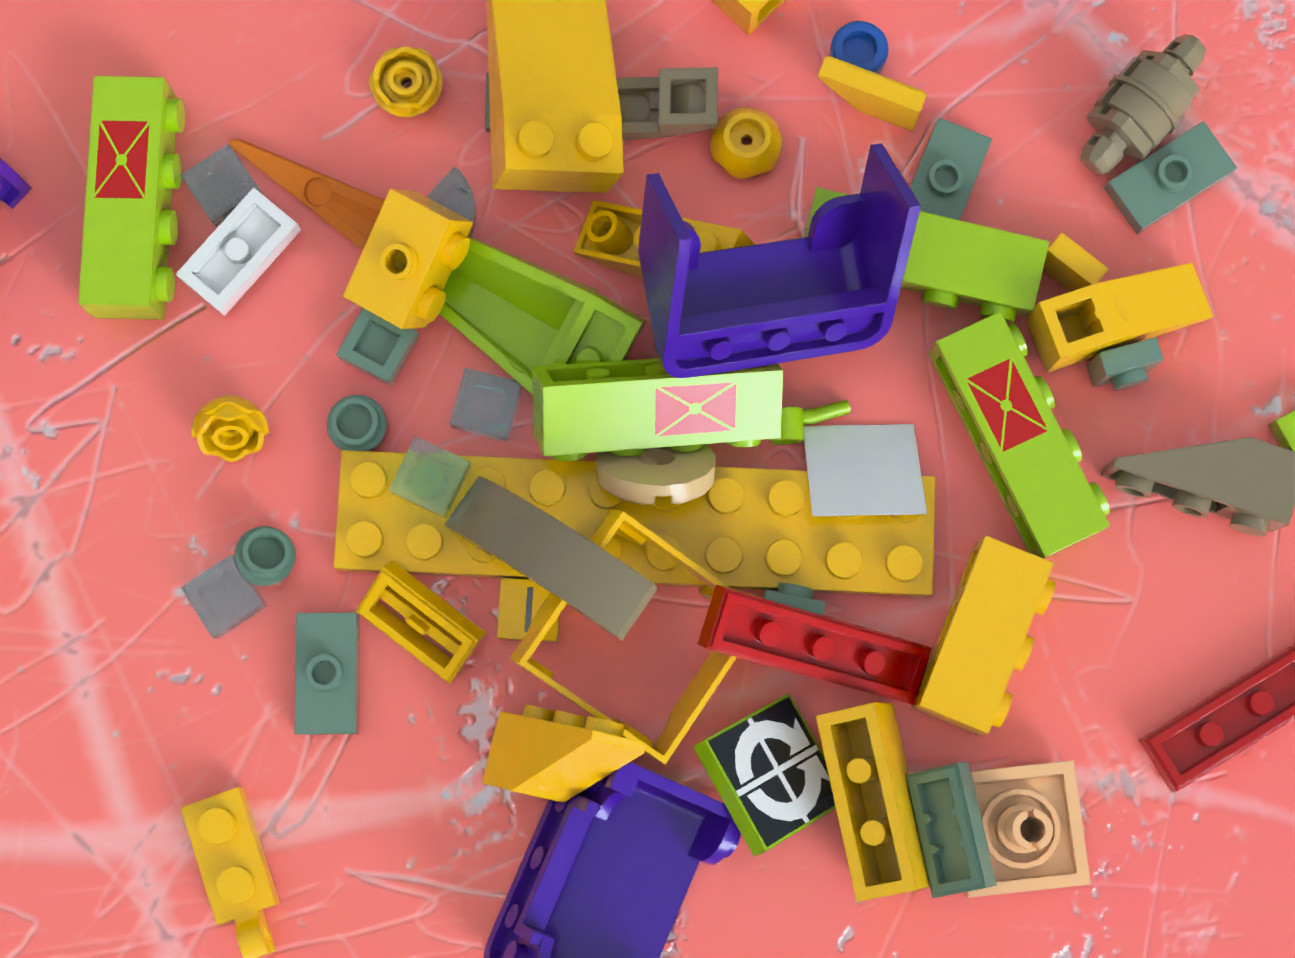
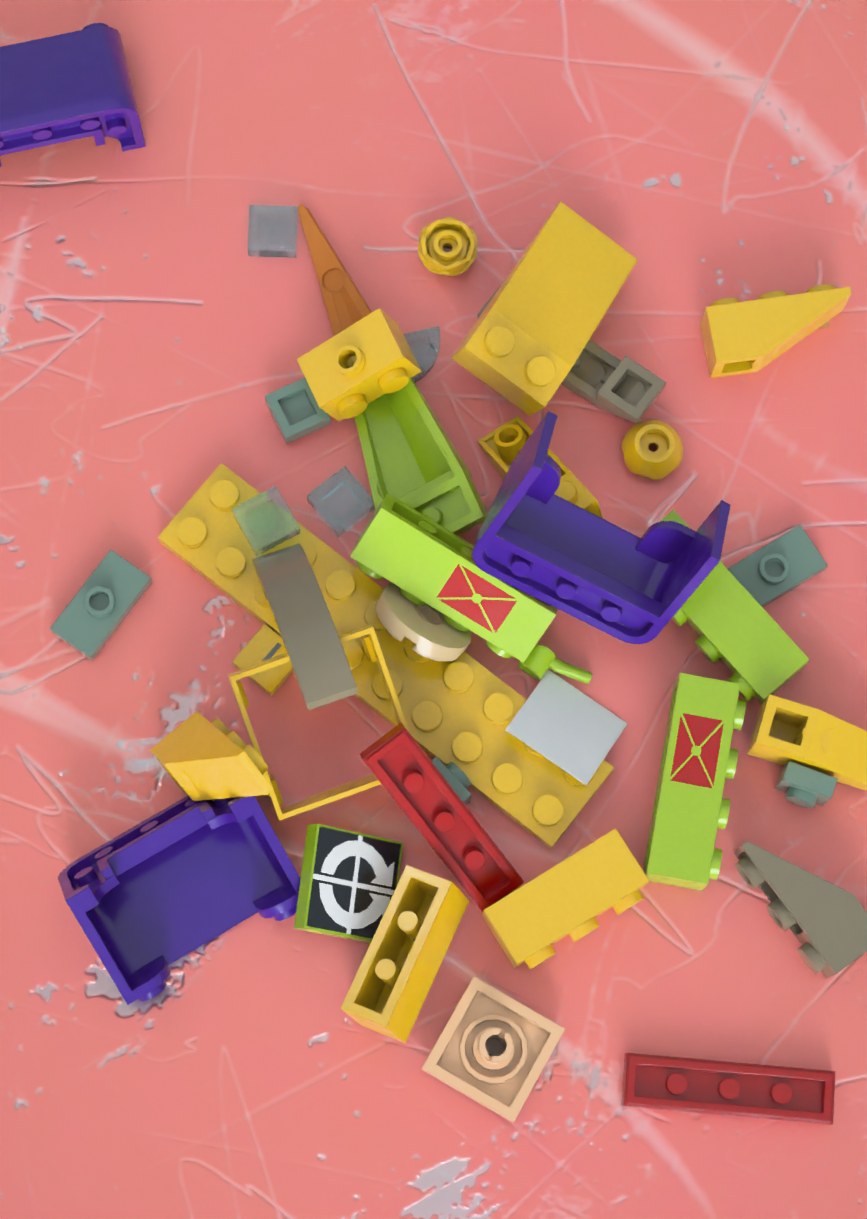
camera: 30 degrees right, 5 degrees down
(130, 198) = (204, 197): lime brick -> none
(223, 597) = (71, 505): clear light blue tile -> none
(230, 428) = (157, 395): yellow plate -> none
(238, 251) = (250, 282): white plate -> none
(264, 556) = (117, 497): sand green plate -> none
(357, 423) = (244, 452): sand green plate -> none
(425, 614) = (195, 611): yellow tile -> none
(860, 45) = (778, 441): blue tile -> none
(873, 93) = (765, 475): yellow tile -> none
(950, 829) = (442, 1010): sand green plate -> none
(1072, 264) = (817, 687): yellow tile -> none

